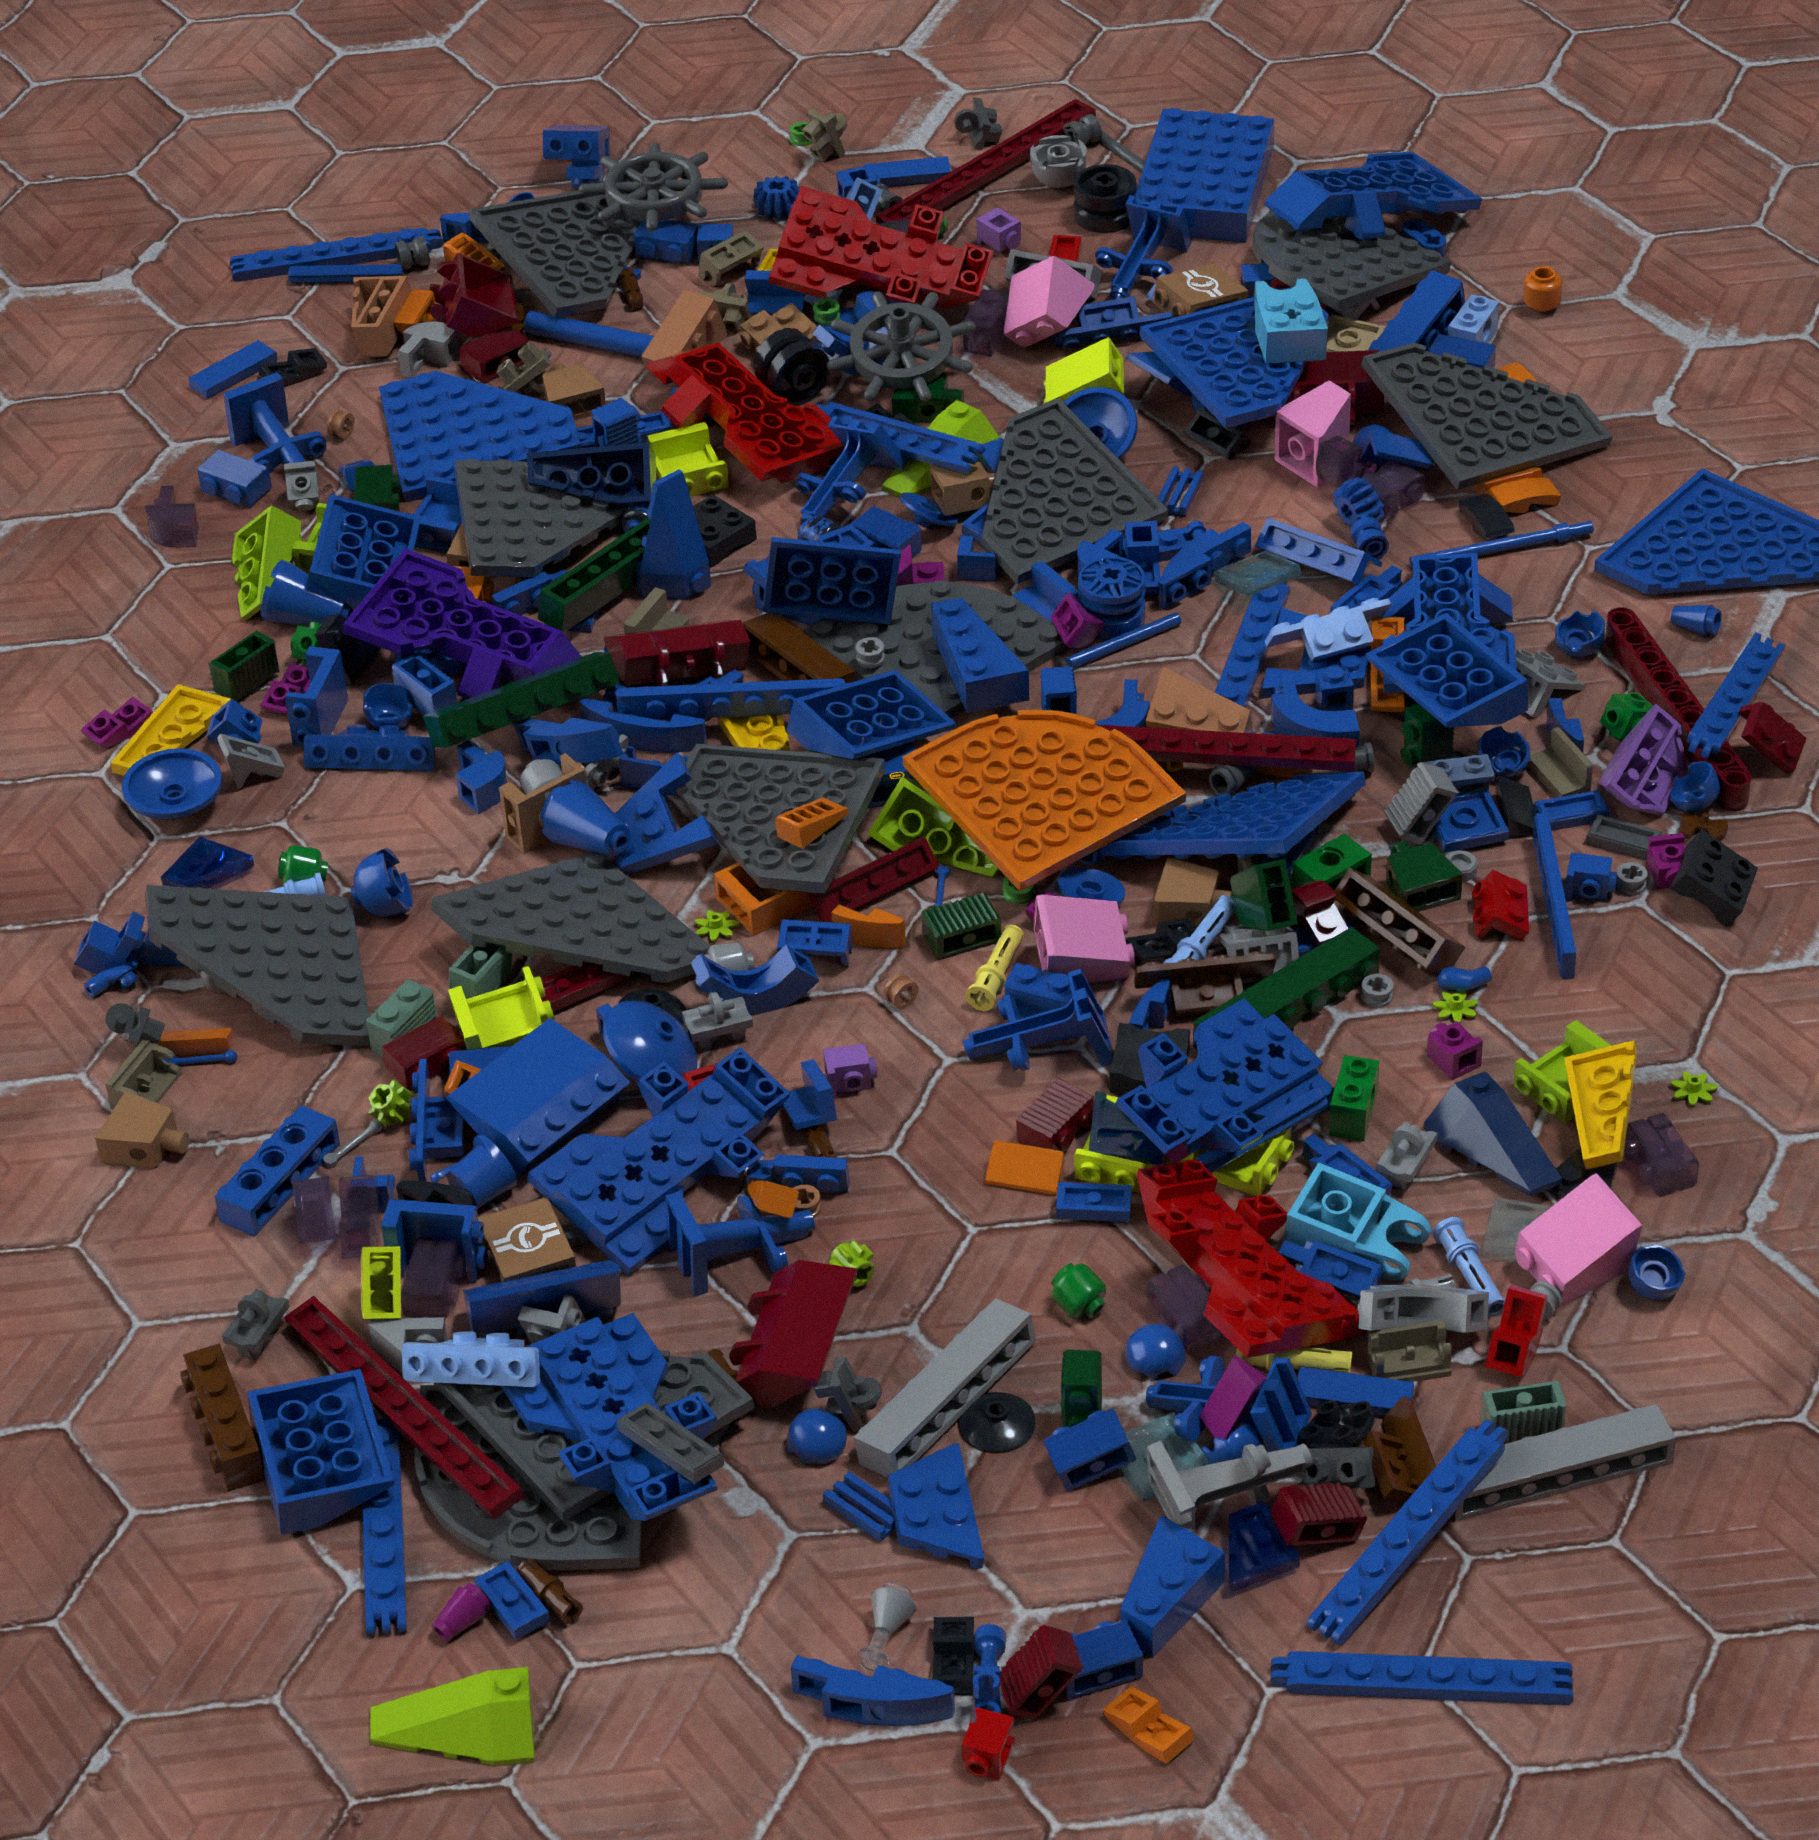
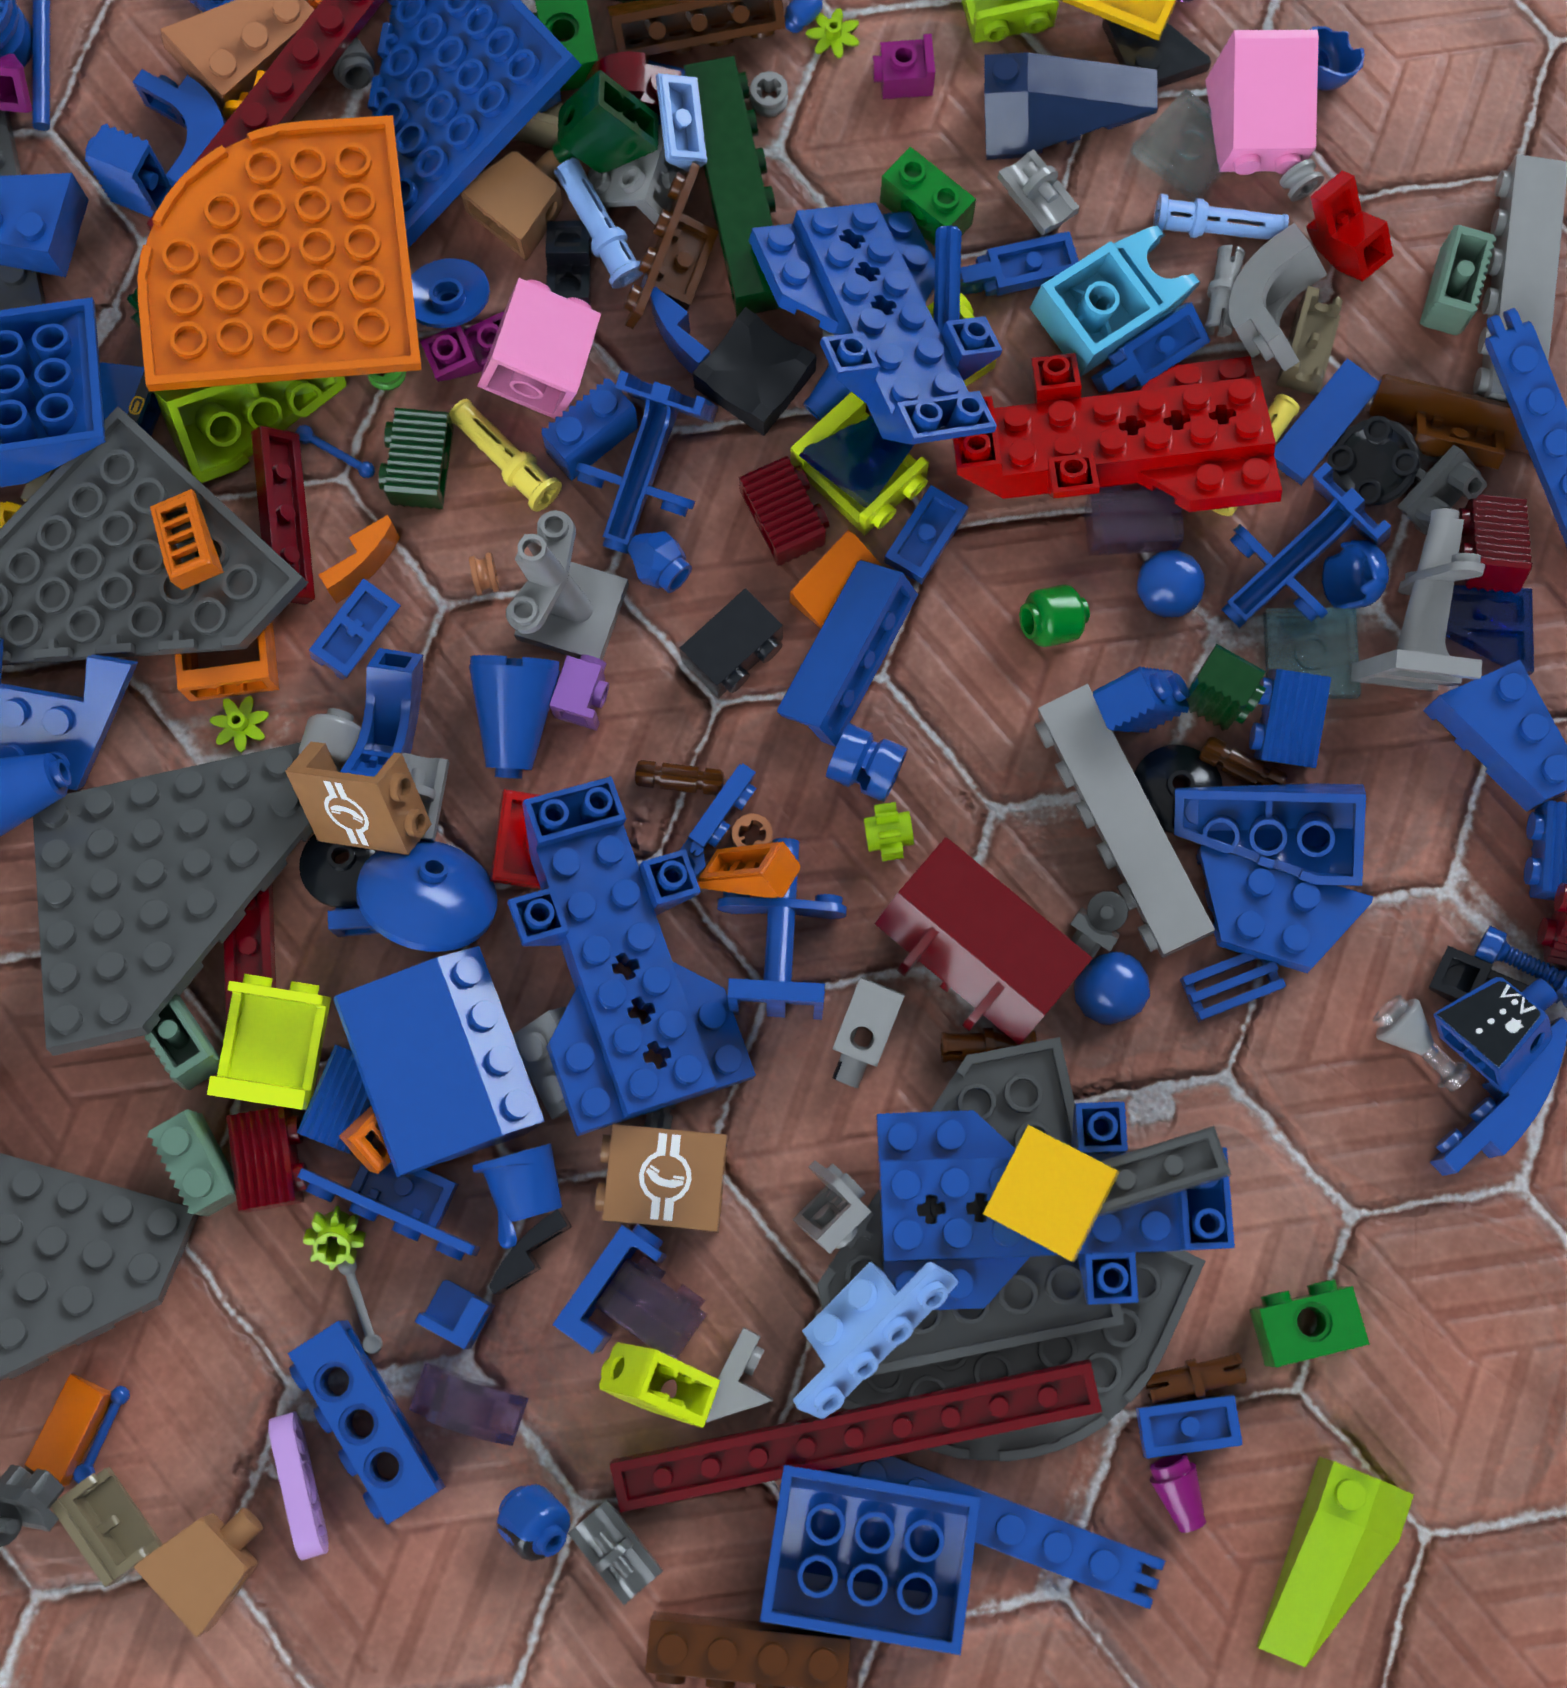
camera: 65 degrees left, 35 degrees up
(197, 1167) = (298, 1485): none -> lavender beam
(253, 1270) = (533, 1522): none -> blue head
(359, 1215) = (519, 1358): clear purple brick -> none
(499, 1304) = (782, 1201): blue slope -> none
(623, 1392) = (1051, 1193): none -> yellow tile
(625, 1637) = (1337, 1328): none -> green brick
(691, 977) = (359, 809): none -> medium nougat panel
(700, 1302) = (873, 1008): none -> light grey torso
(806, 1034) = (512, 708): none -> blue cone
(812, 1103) = (607, 752): blue panel -> none
(895, 1231) = (866, 762): none -> blue wheel
(909, 1043) = (563, 602): none -> light grey piece
(918, 1648) = (1499, 1028): none -> torso
(936, 1131) = (733, 644): none -> black brick
(971, 1071) = (659, 560): none -> blue rock
(973, 1196) = (848, 650): none -> blue panel
(1002, 1483) = (1289, 827): none -> blue wedge
(1035, 1346) = (1142, 699): none -> blue brick
(1037, 1454) = (1240, 764): none -> reddish brown axle
(1232, 1398) = (1336, 546): magenta slope -> none
(1301, 935) = (681, 120): none -> light blue slope

